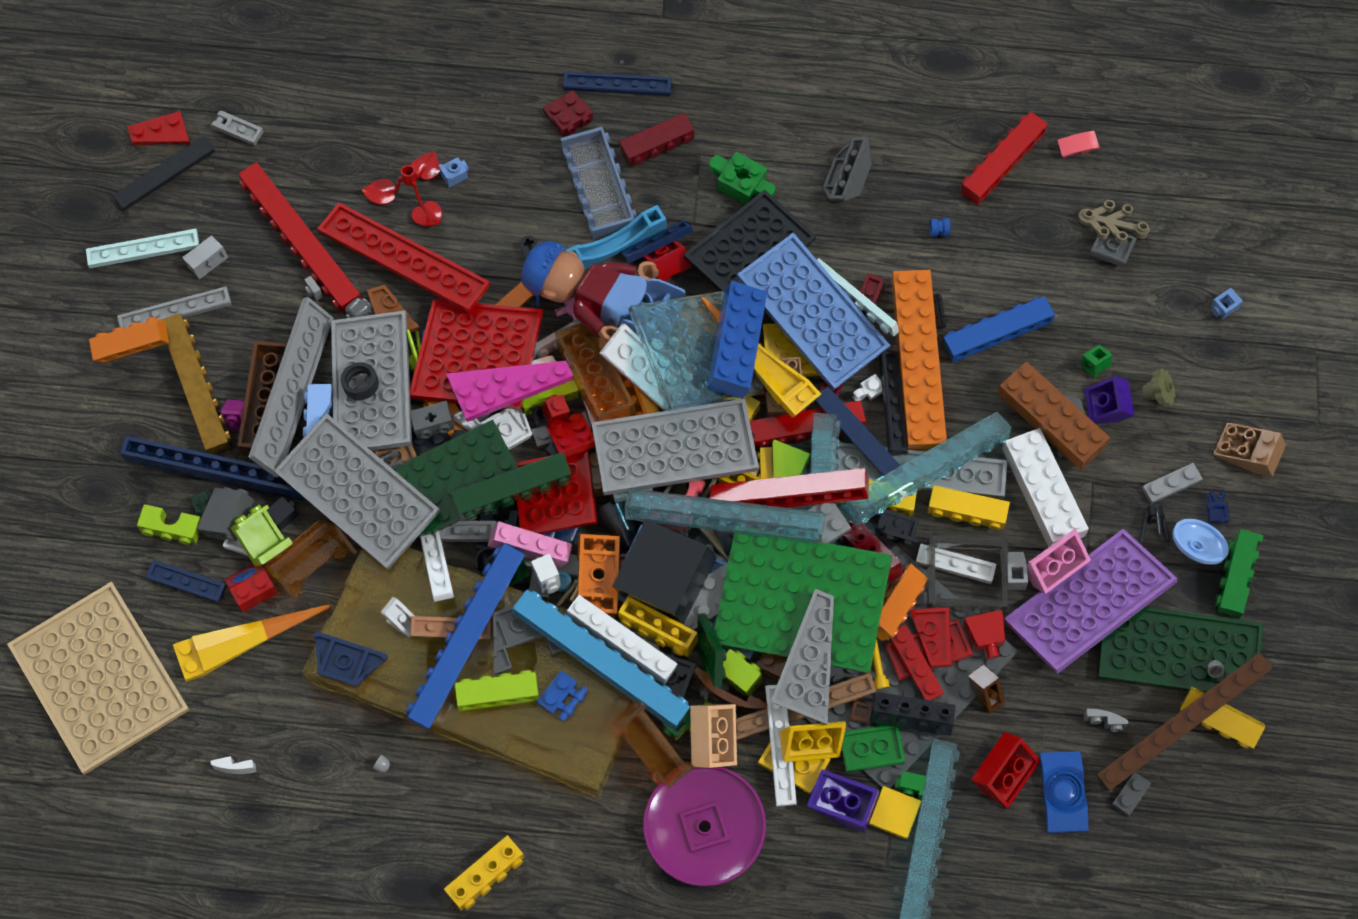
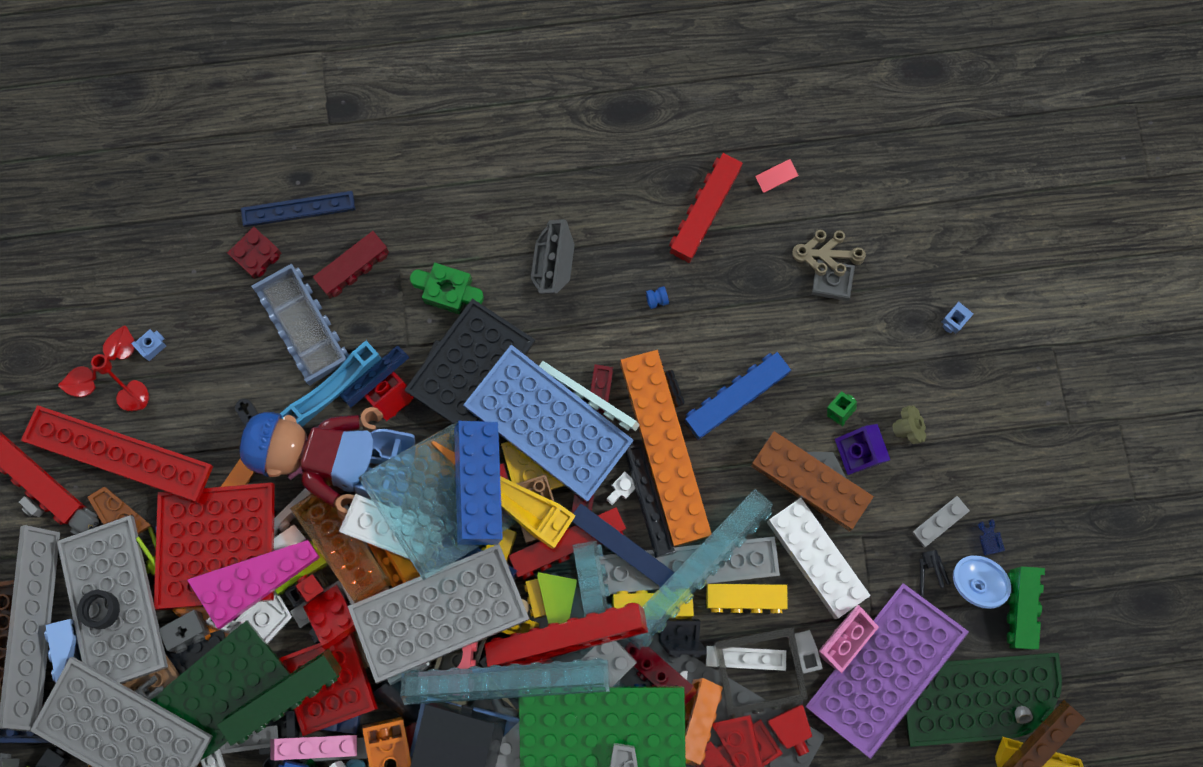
camera: 15 degrees left, 10 degrees up
(1251, 448) = (1009, 468): medium nougat slope -> none

